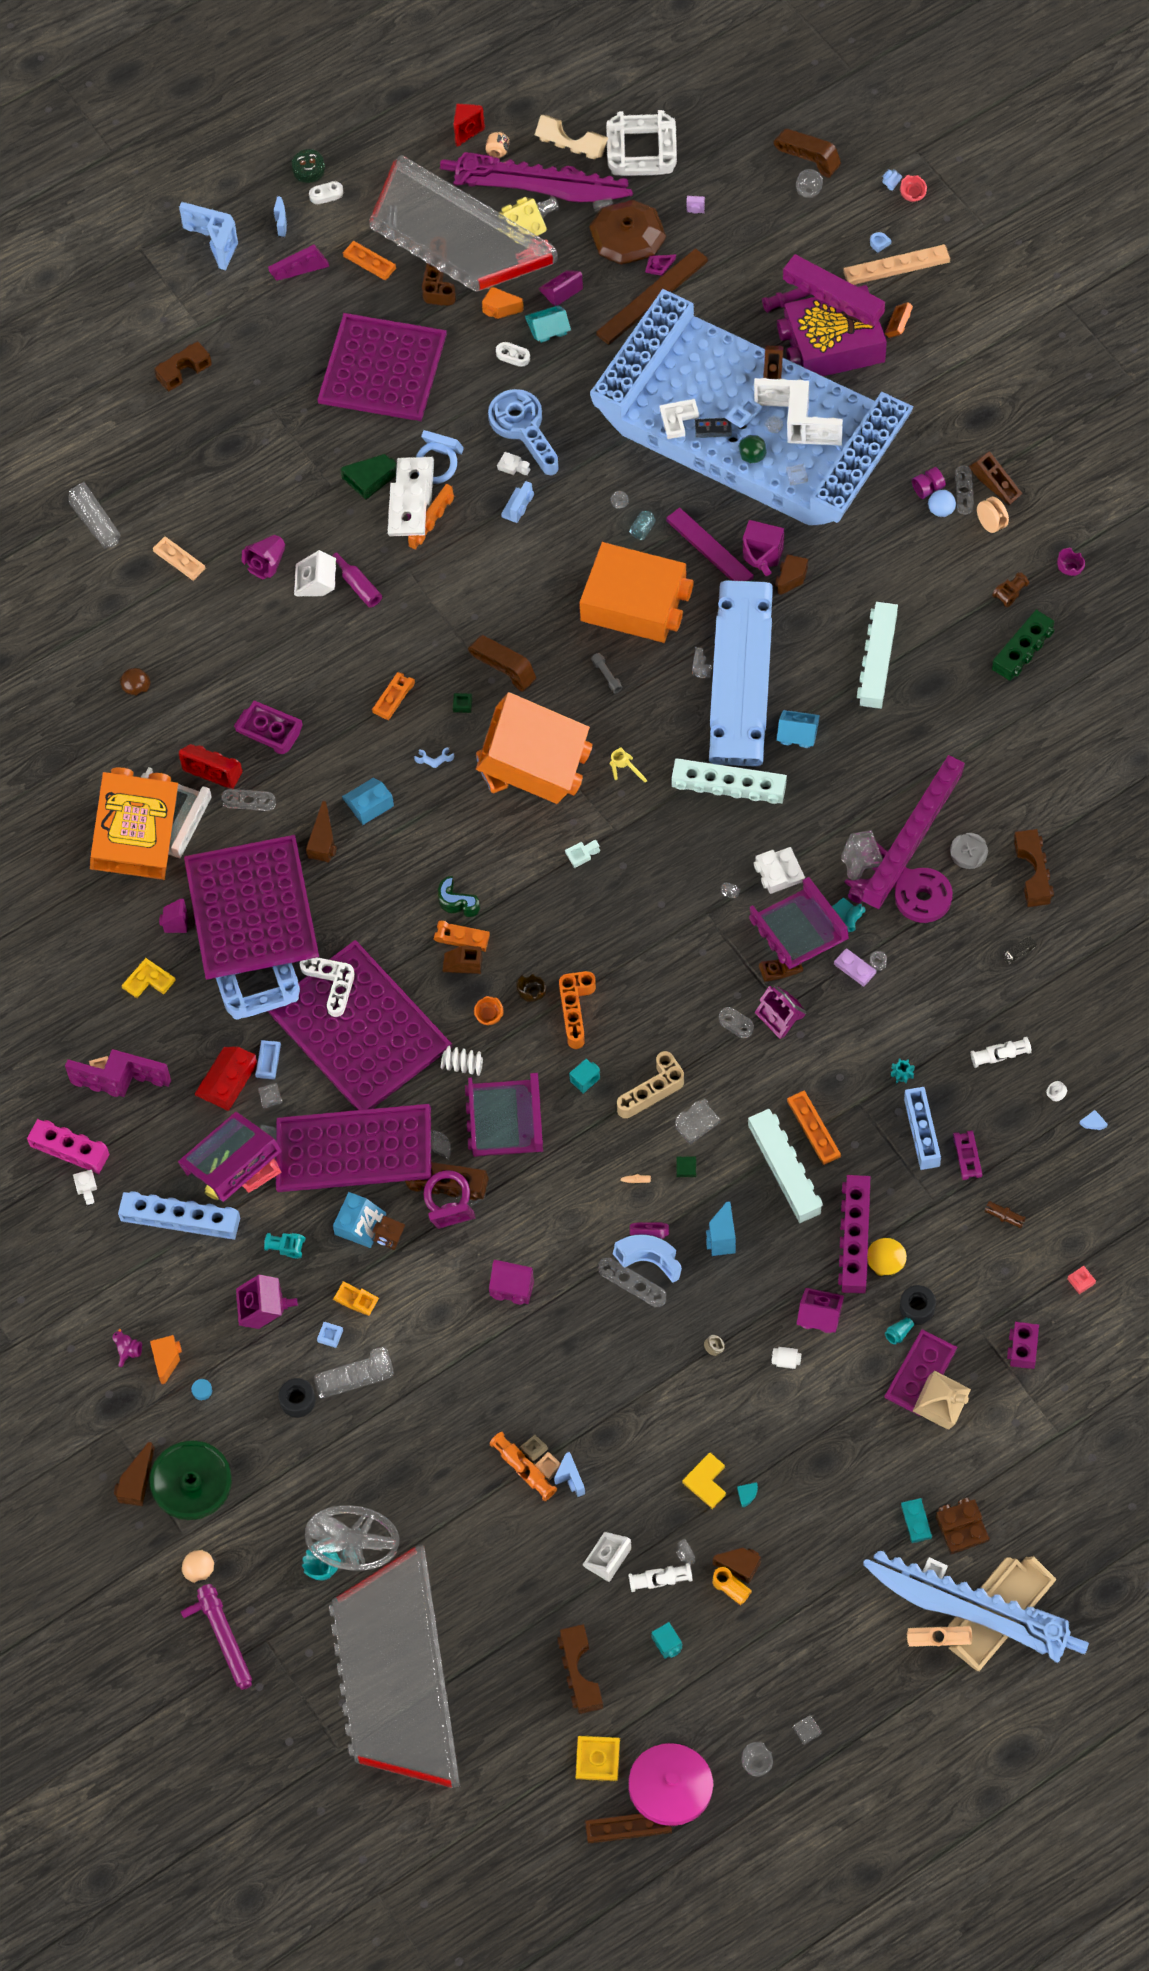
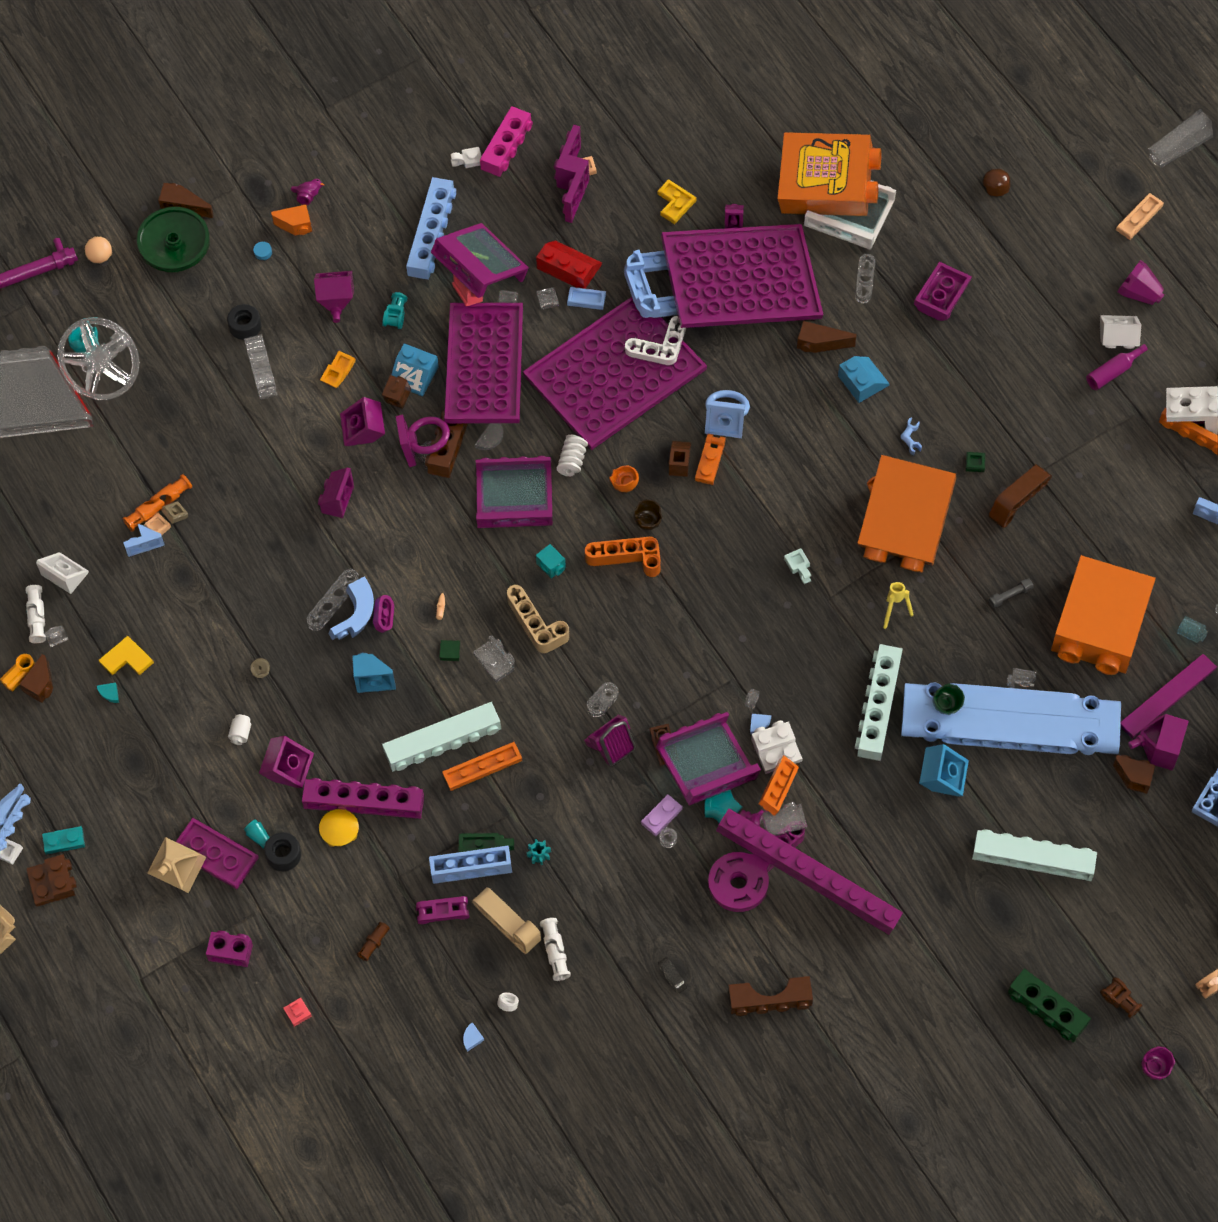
camera: 90 degrees right, 0 degrees up
(210, 765) = (900, 242): red slope -> none
(330, 1334) = (300, 345): light blue tile -> none
(393, 696) = (981, 399): orange plate -> none
(421, 919) = (726, 417): none -> light blue tile
(424, 1267) = (362, 422): none -> magenta slope
(456, 902) = (746, 446): dark green animal -> none
(733, 715) = (948, 699): none -> dark green hair
(754, 885) = (759, 721): none -> light blue tile
(833, 855) = (778, 785): none -> orange plate
(896, 1121) = (479, 841): none -> dark green hinge
(969, 850) = (795, 935): light grey tile -> none
(979, 1091) = (520, 933): none -> tan beam

